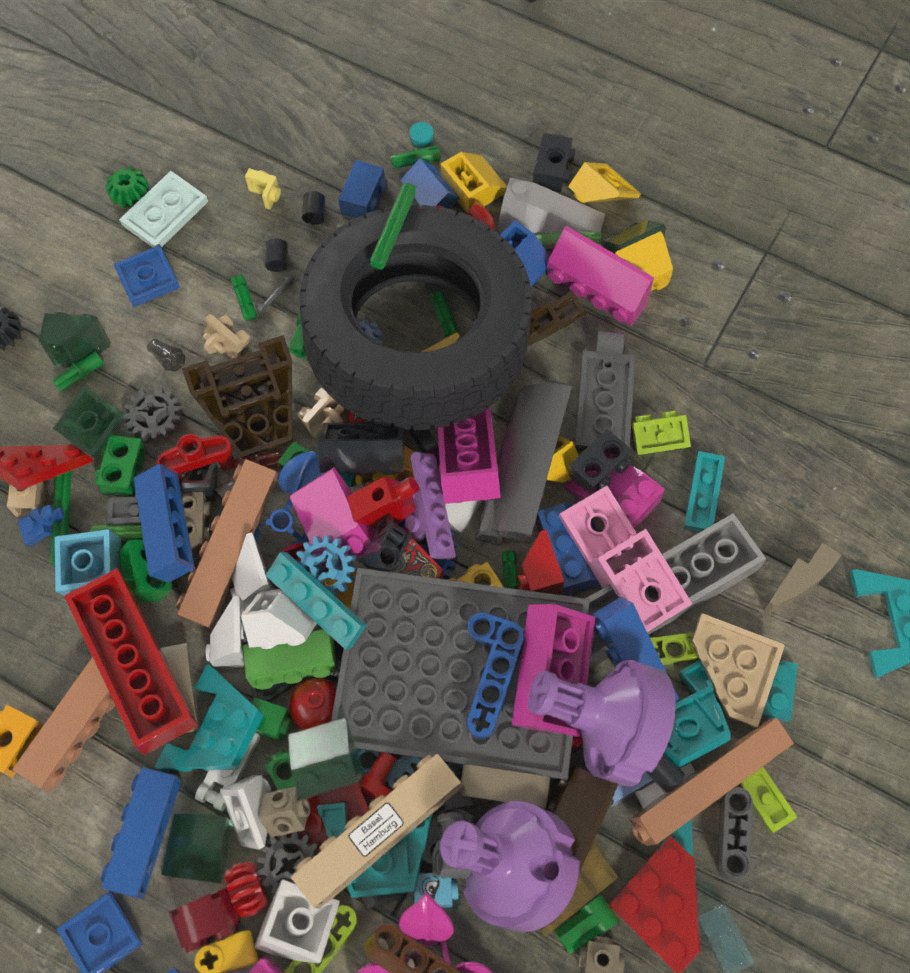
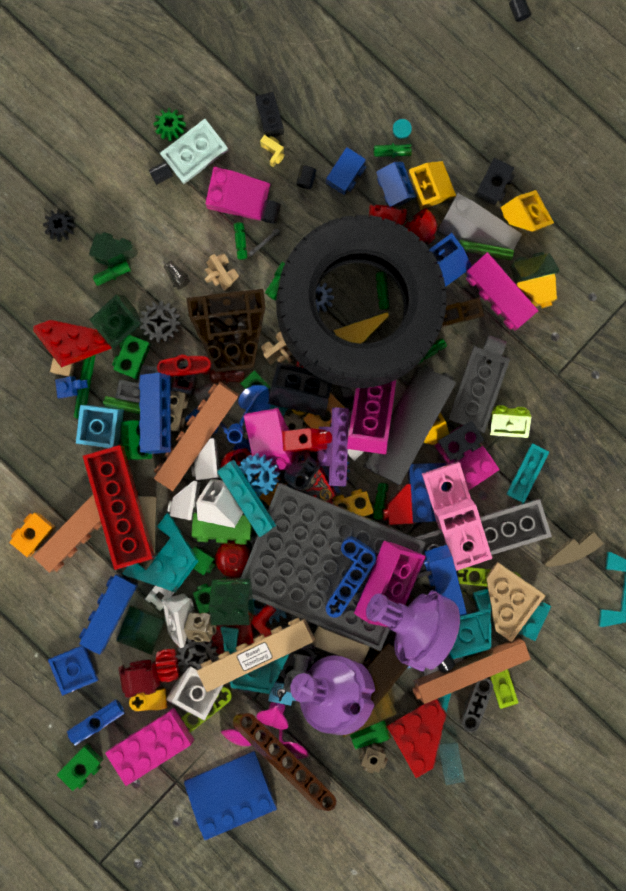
camera: 10 degrees right, 20 degrees up
(124, 242) = (160, 173): none -> black beam
(146, 276) = (172, 205): blue plate -> none
(226, 244) = (236, 194): none -> dark pink slope
(251, 148) = (269, 114): none -> black brick
(393, 226) = (359, 236): green axle -> none
(528, 370) = (439, 345): none -> green axle

